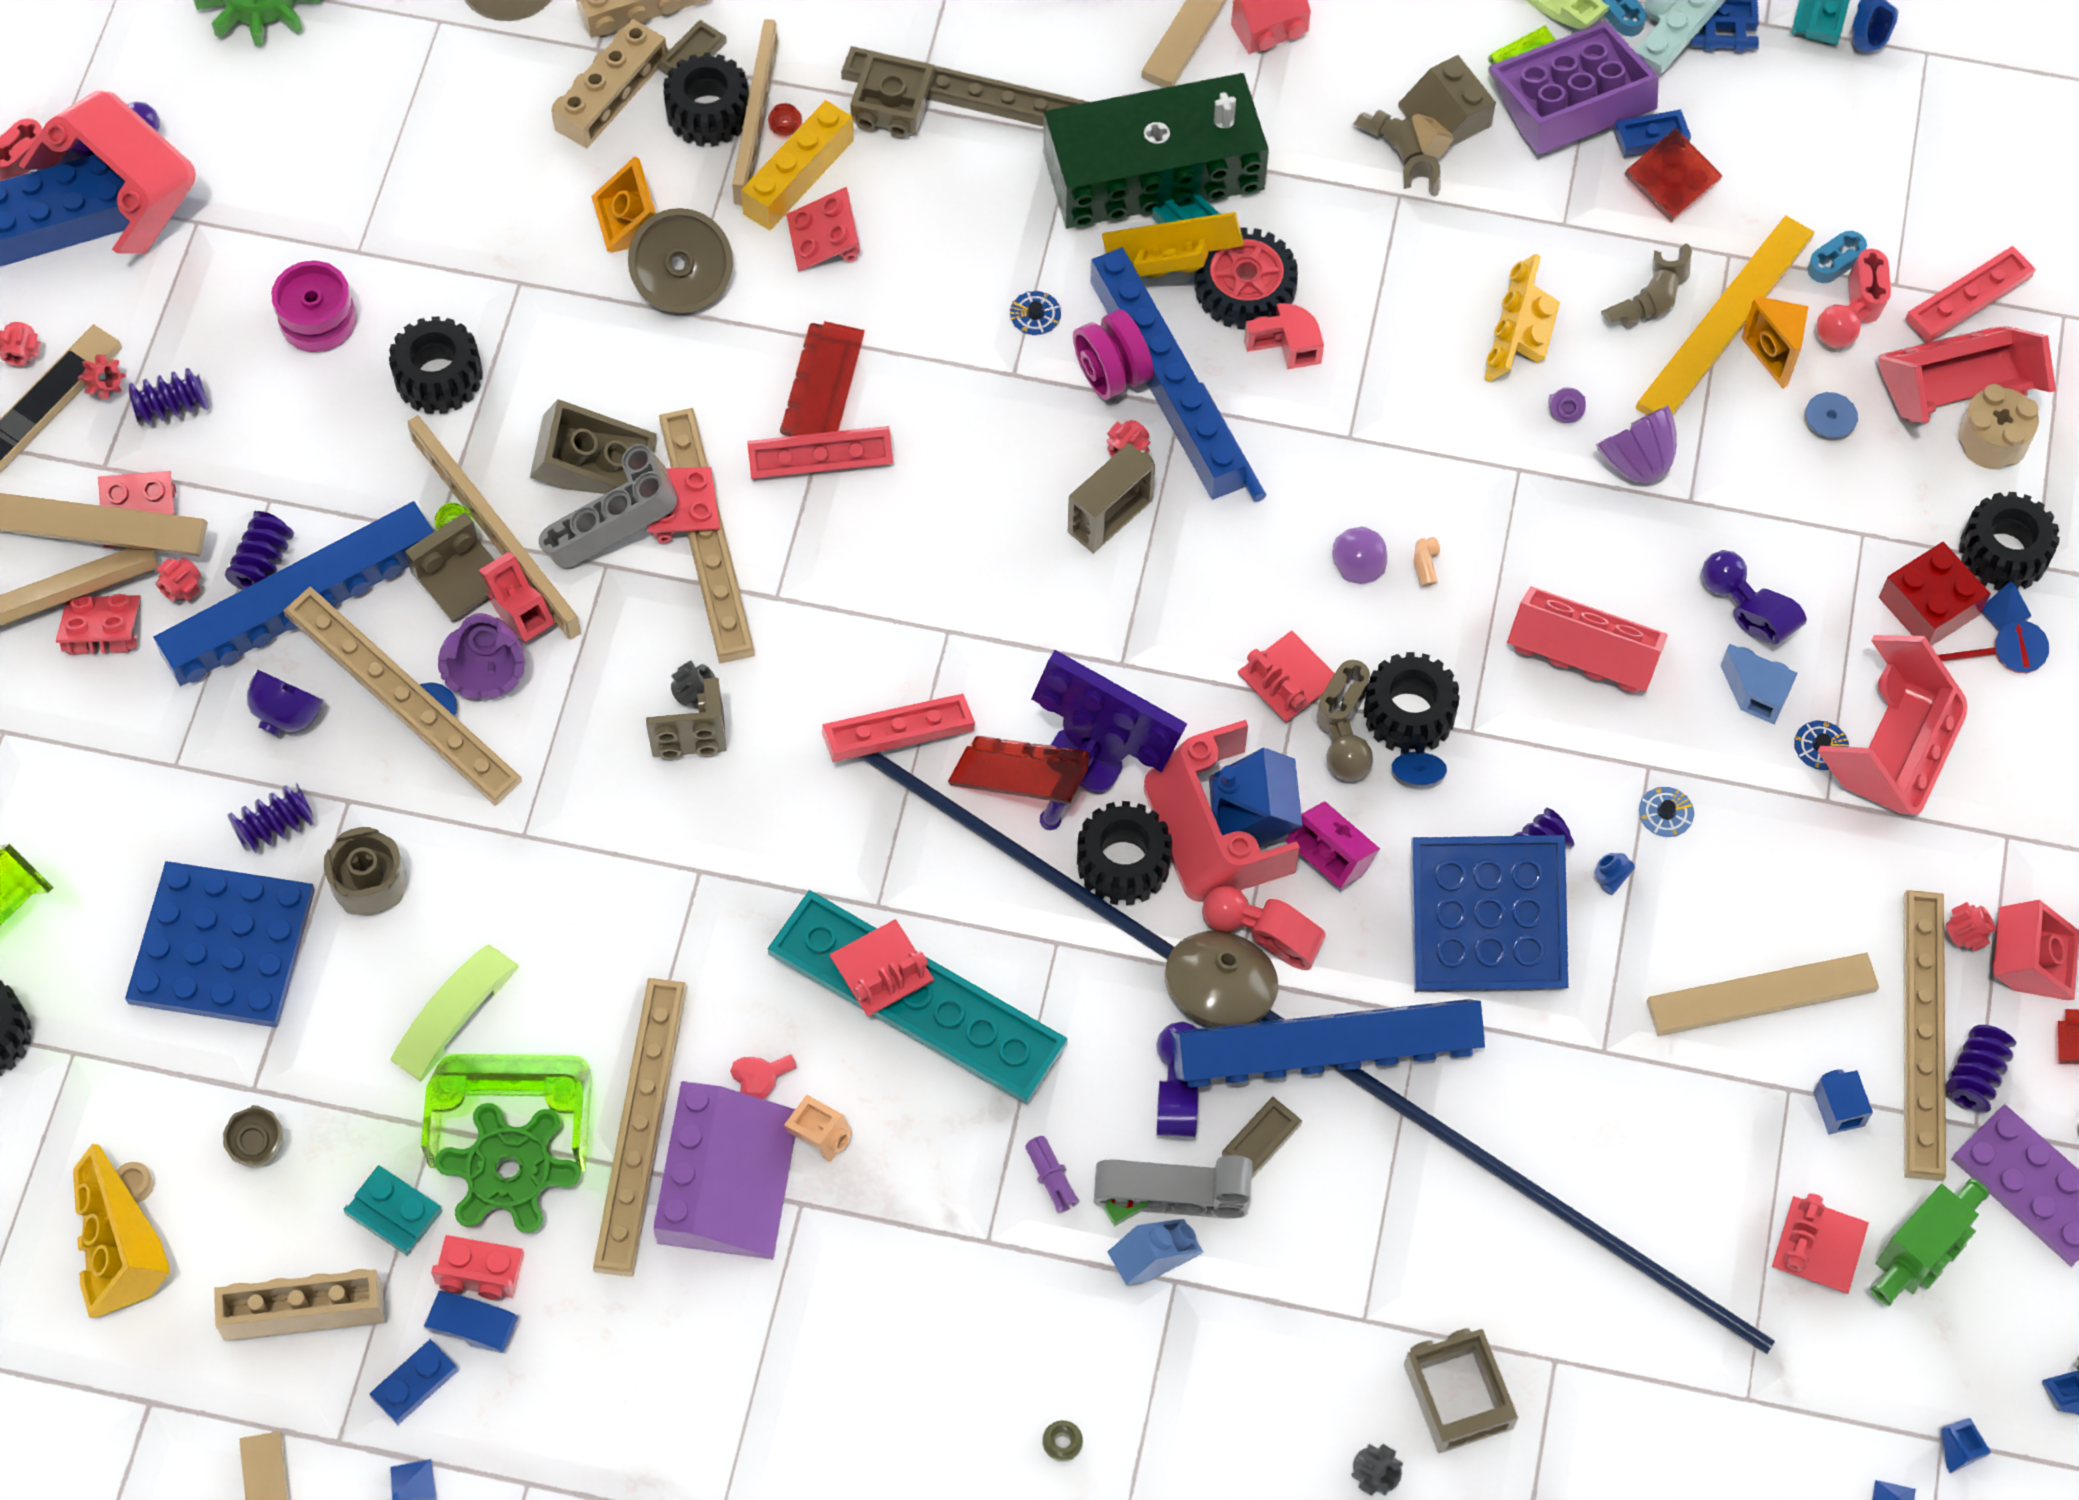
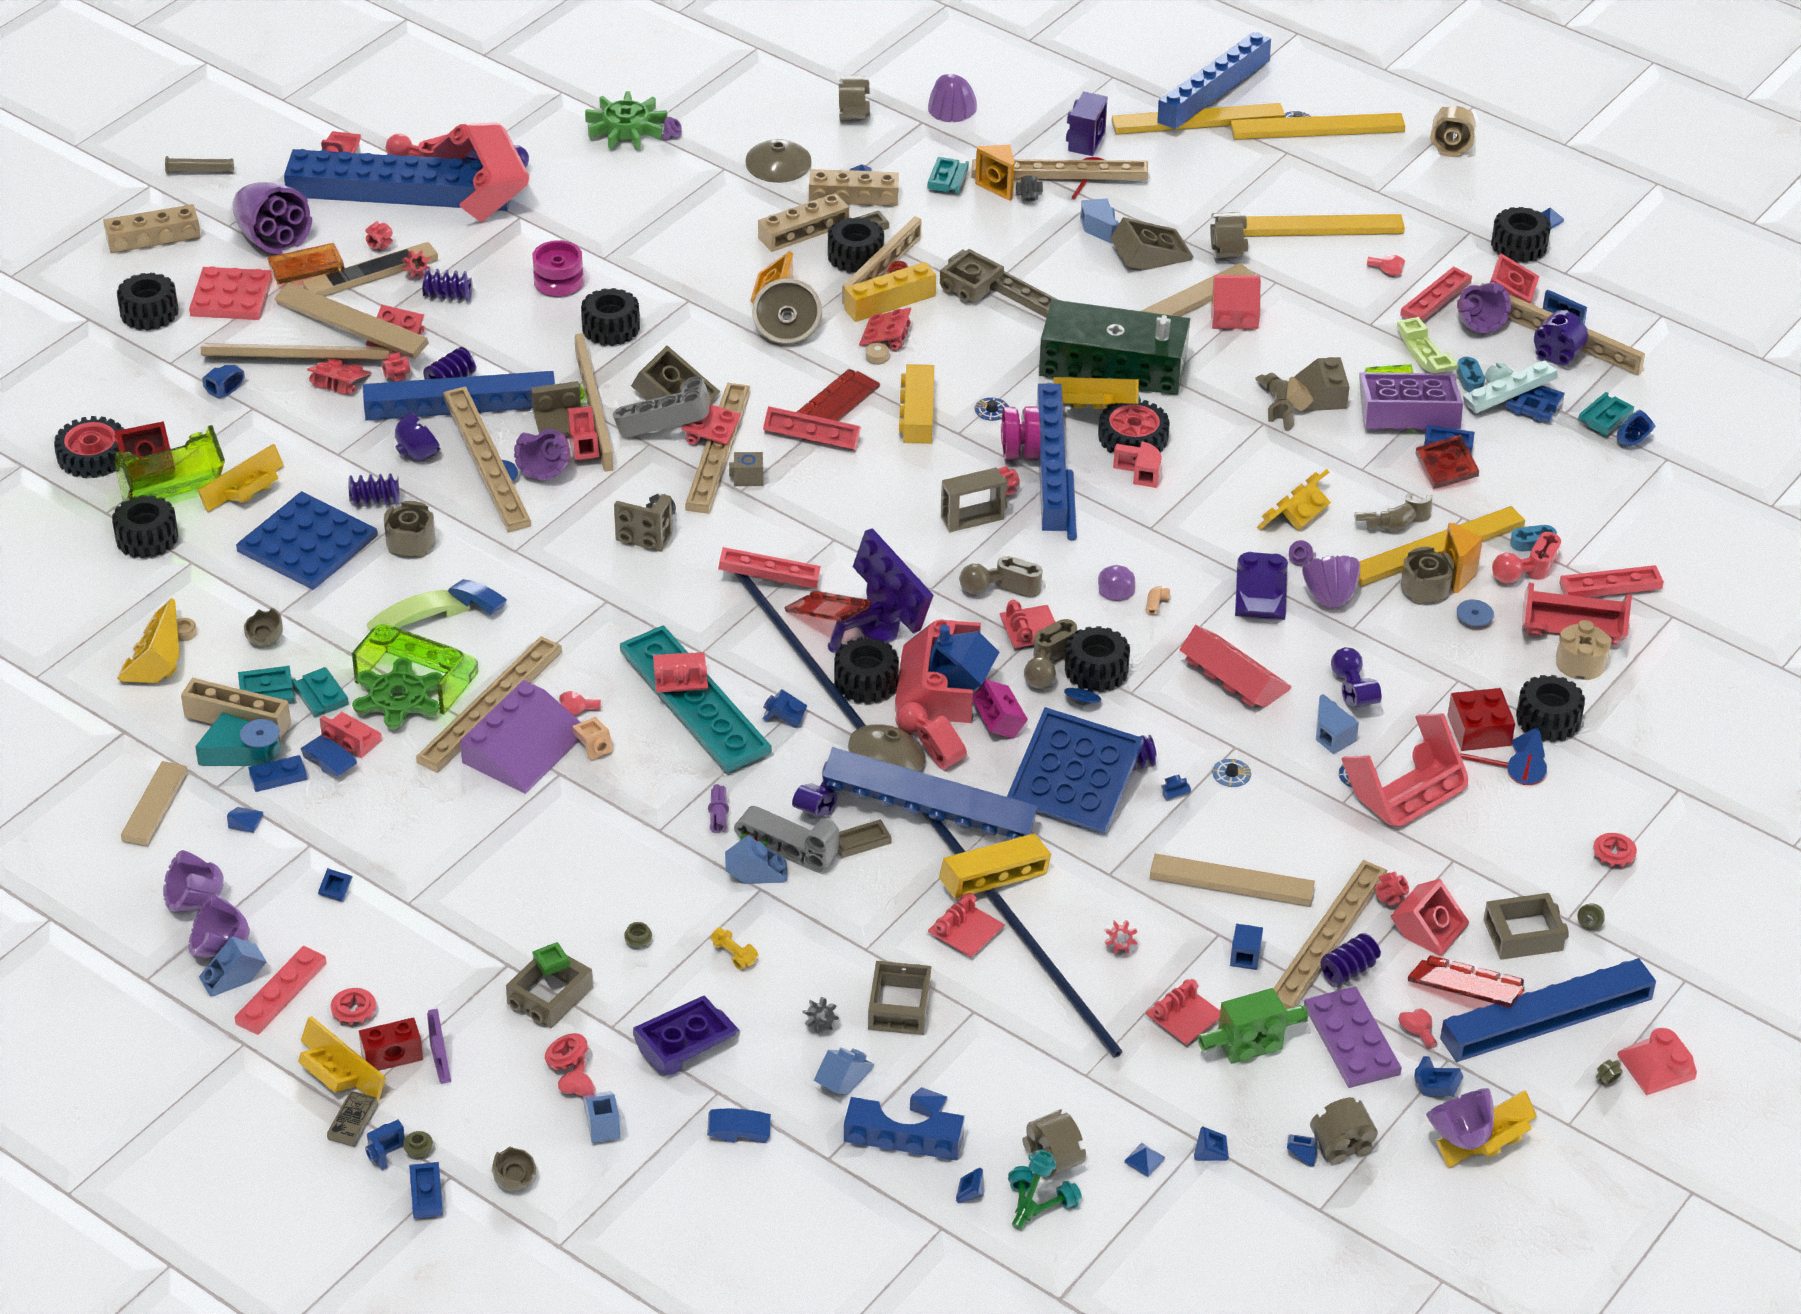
camera: 25 degrees right, 20 degrees down
(76, 873) = (243, 480): none -> yellow bracket
(314, 1238) = (270, 682): none -> teal plate
(332, 1359) = (224, 746): none -> teal slope
(367, 1343) = (259, 733): none -> medium blue piece
(516, 943) = (485, 597): none -> blue slope
(772, 561) = (747, 469): none -> dark tan brick
(833, 278) = (877, 353): none -> tan tile
(940, 349) = (918, 395): none -> yellow brick
(1046, 962) = (785, 707): none -> blue bracket
(1220, 602) = (1011, 574): none -> dark tan beam
(1220, 1412) = (742, 957): none -> yellow bar
(1468, 1116) = (995, 865): none -> yellow brick
(1476, 1228) = (966, 926): none -> coral hinge
(1546, 484) = (1261, 585): none -> dark purple slope
(1683, 1159) = (1128, 938): none -> coral gear
(1749, 382) = (1427, 575): none -> dark tan brick

